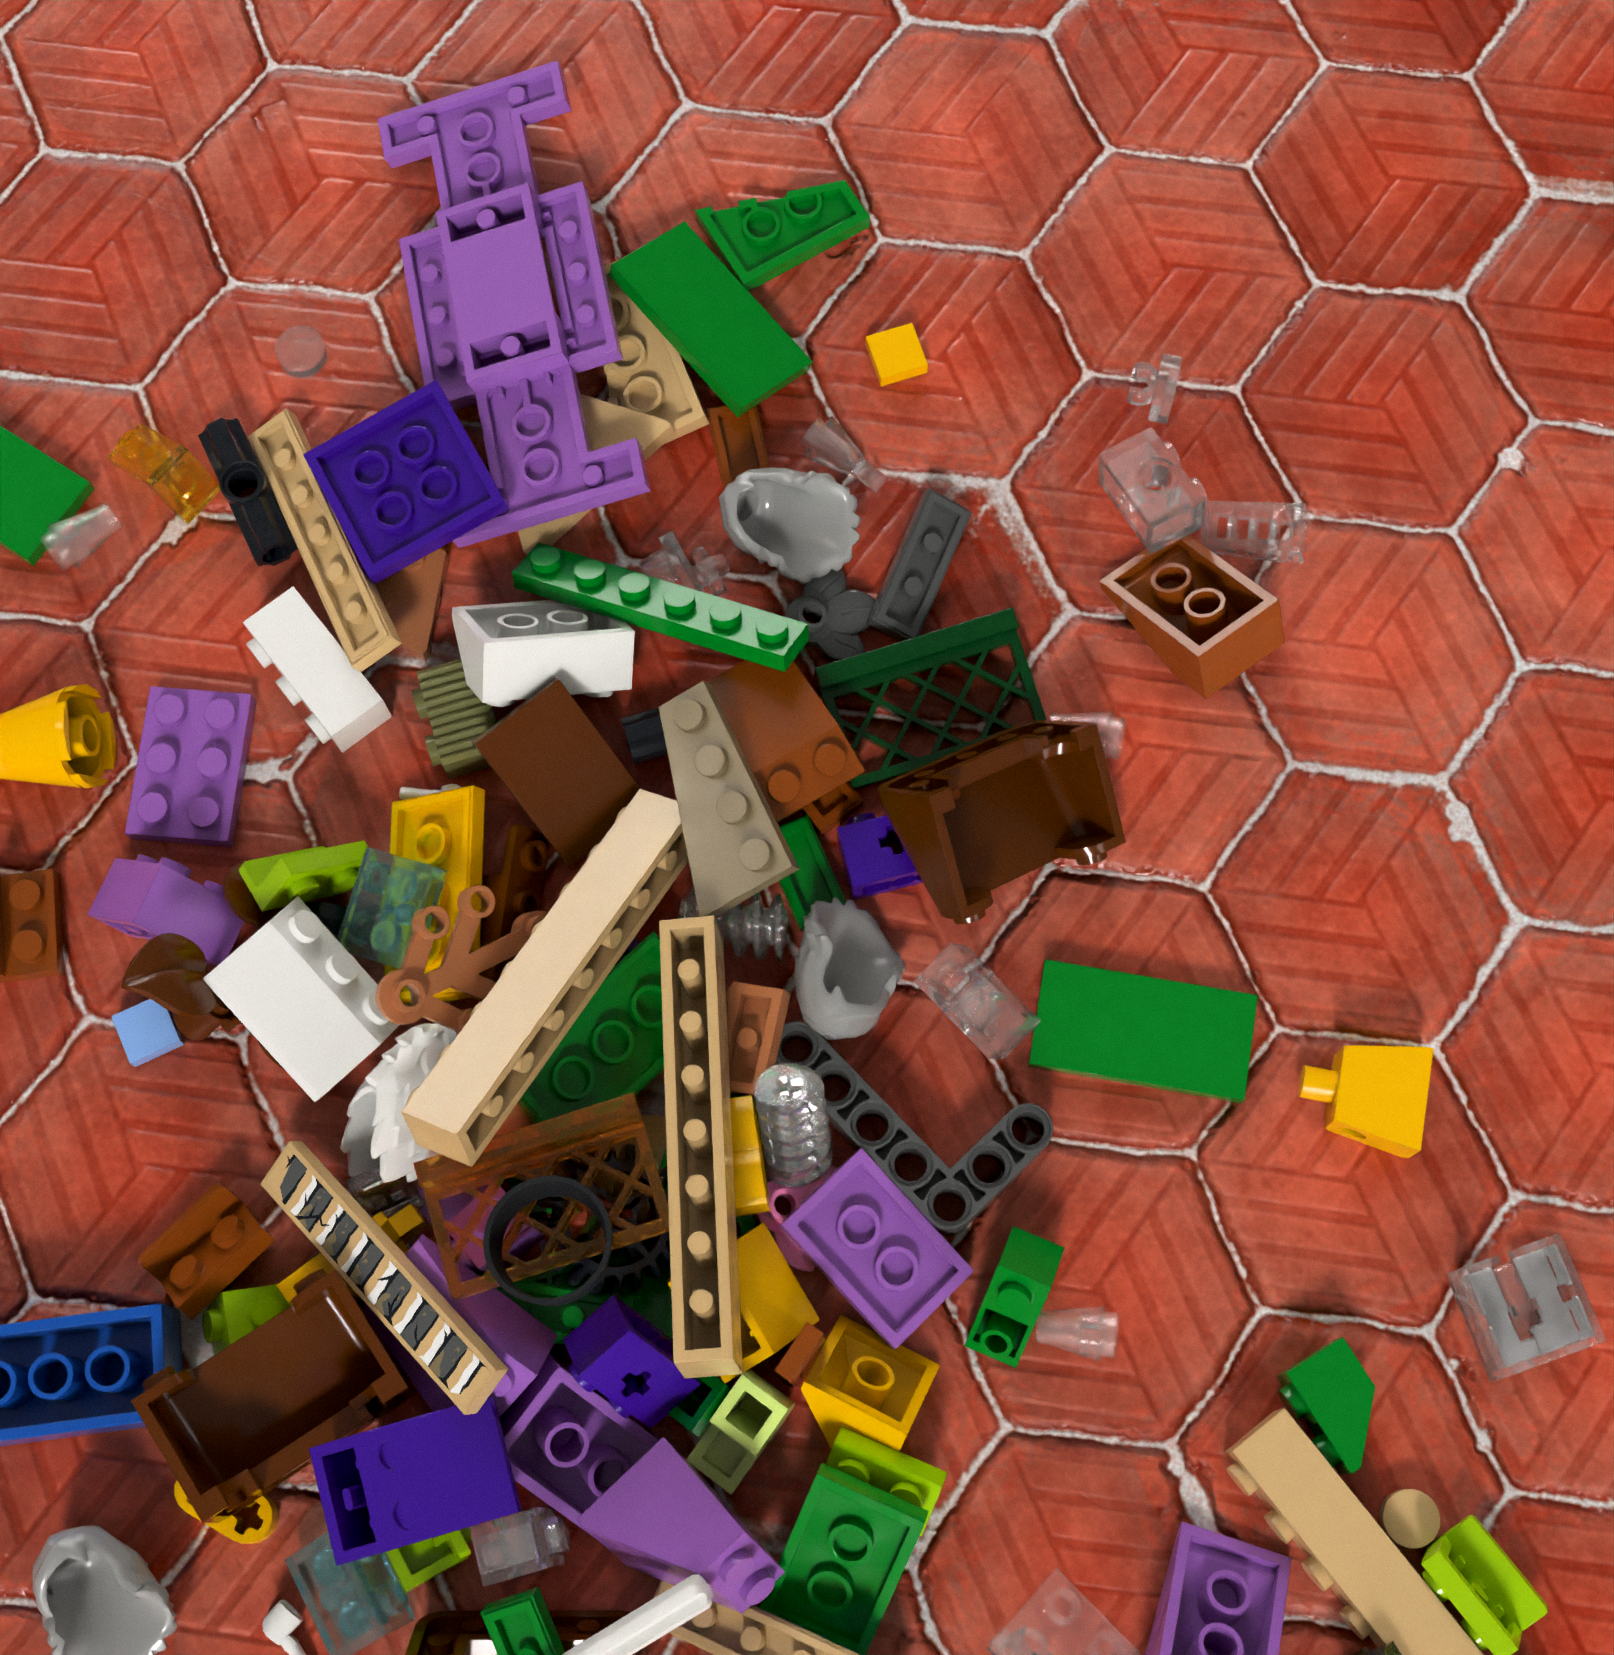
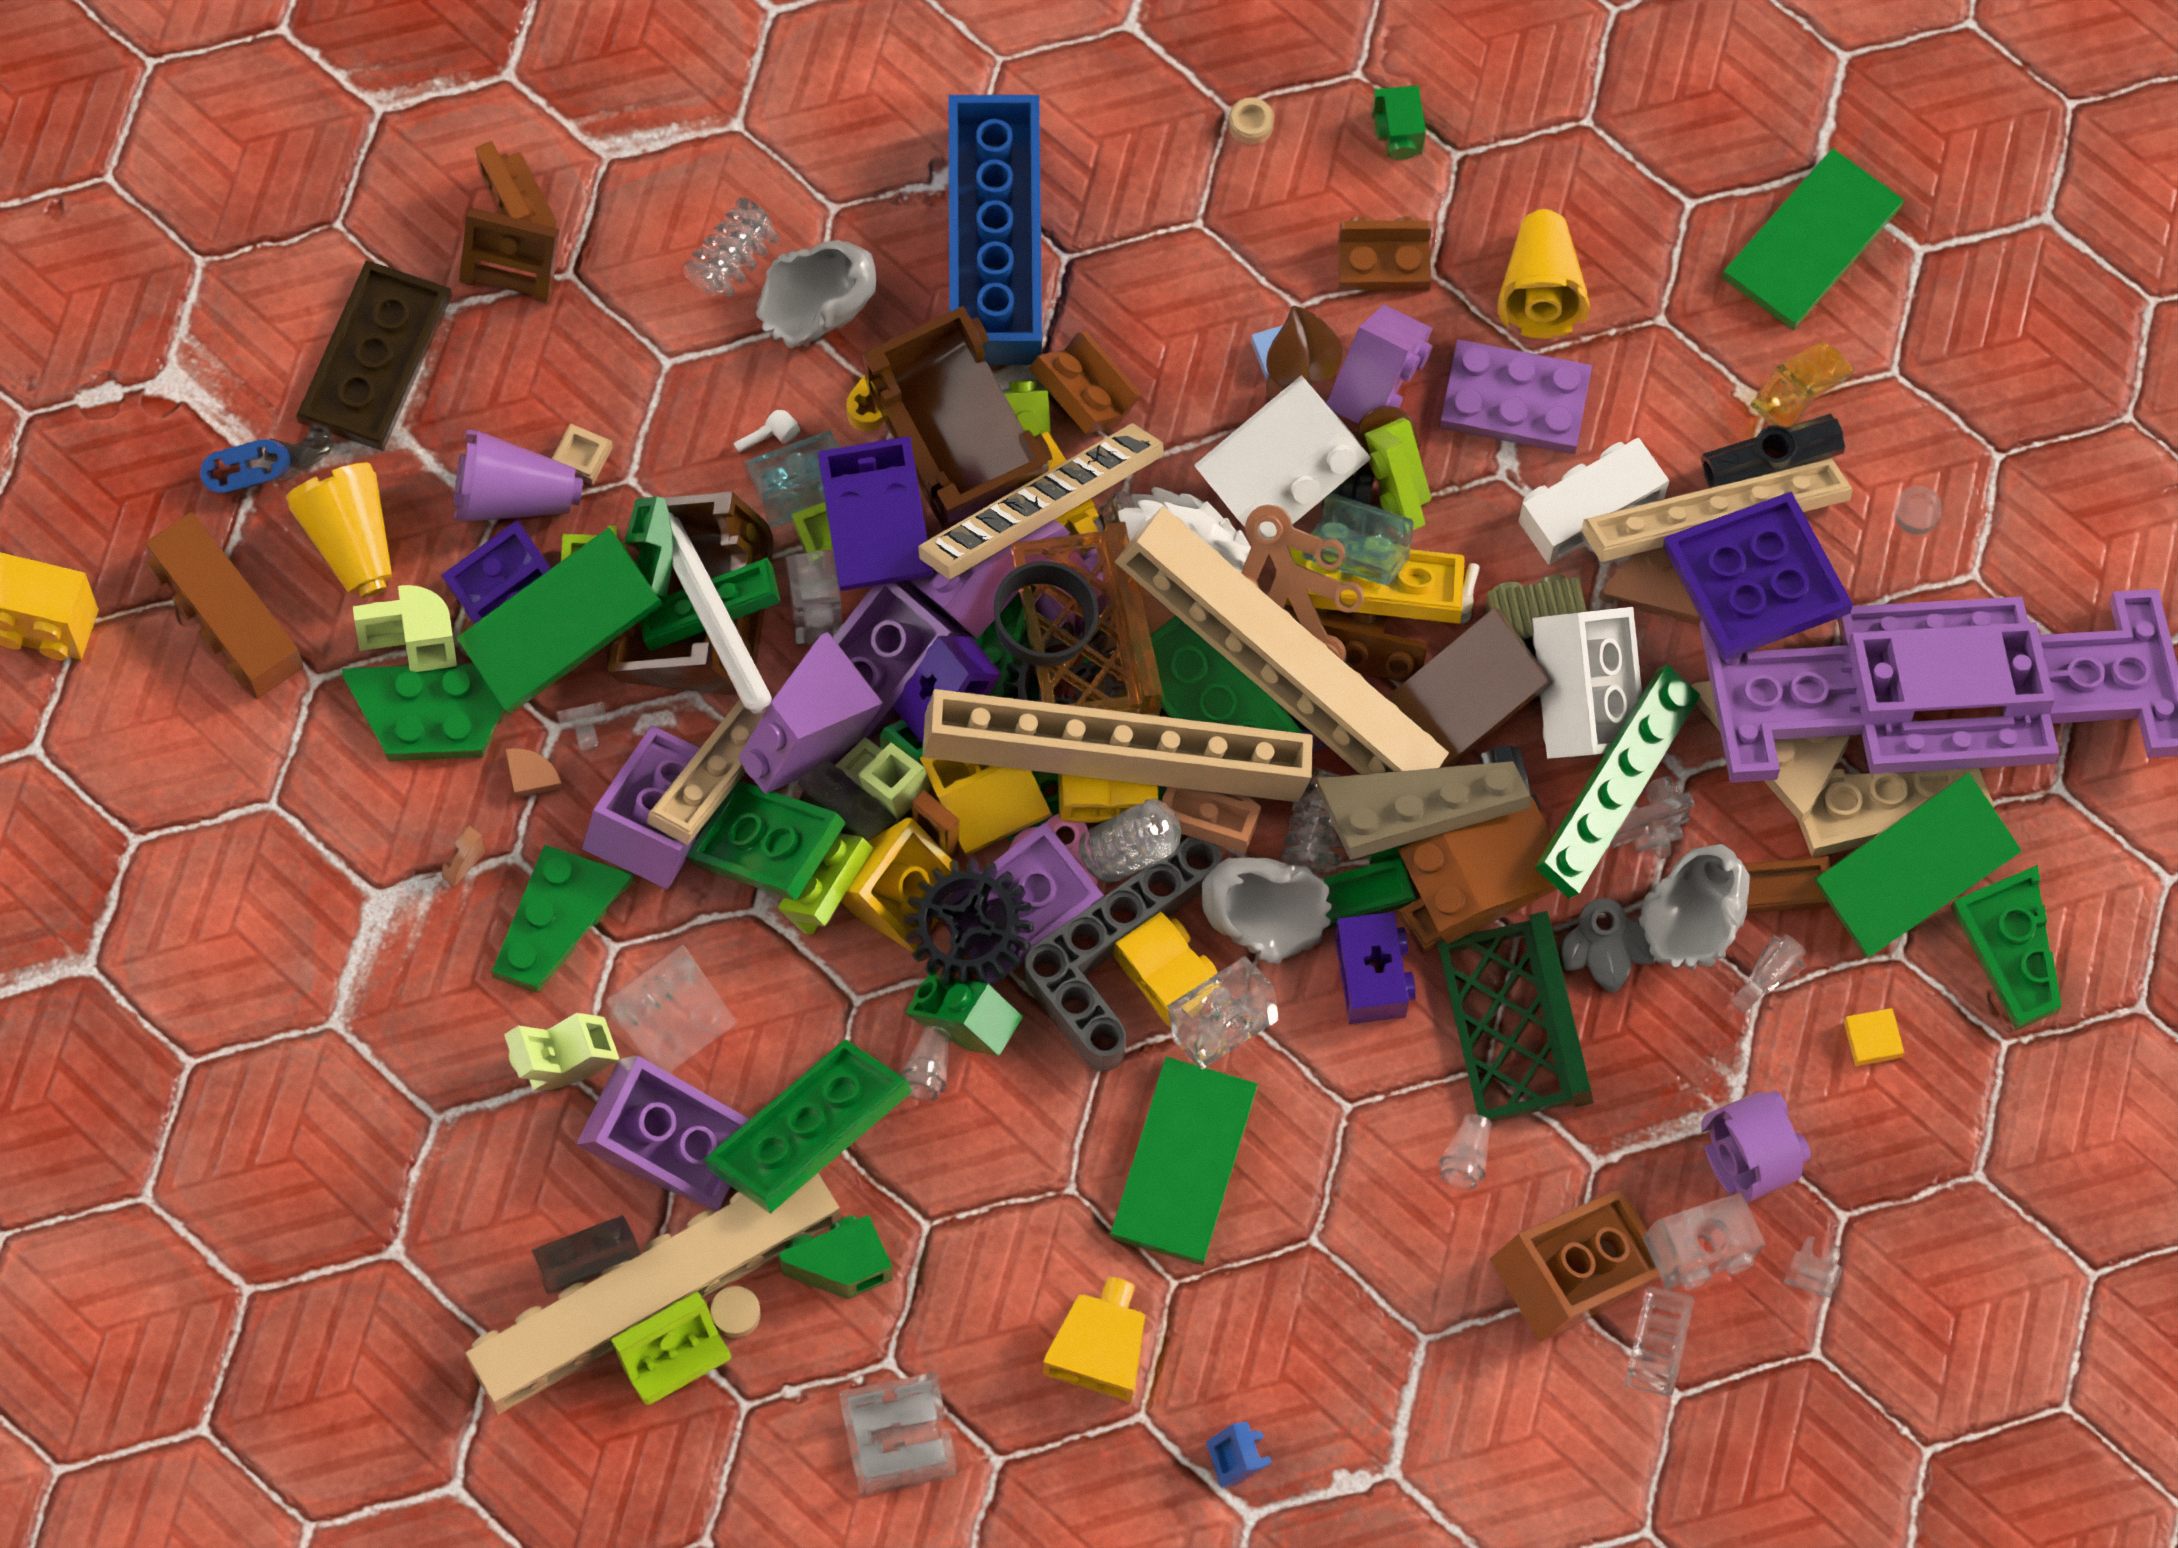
camera: 90 degrees right, 5 degrees down
(78, 537) = (1741, 313): clear cone -> none
(784, 1469) = (834, 790): none -> clear smoke bracket
(911, 1325) = (962, 944): none -> black gear
(919, 566) = (1648, 1026): dark grey tile -> none
(927, 1071) = (1162, 962): none -> yellow brick
(1004, 811) = (1391, 1047): reddish brown windscreen -> none
(1045, 445) = (1754, 1145): none -> medium lavender brick
(1188, 1461) = (807, 1125): none -> green tile
(1469, 936) = (1236, 1454): none -> blue tile

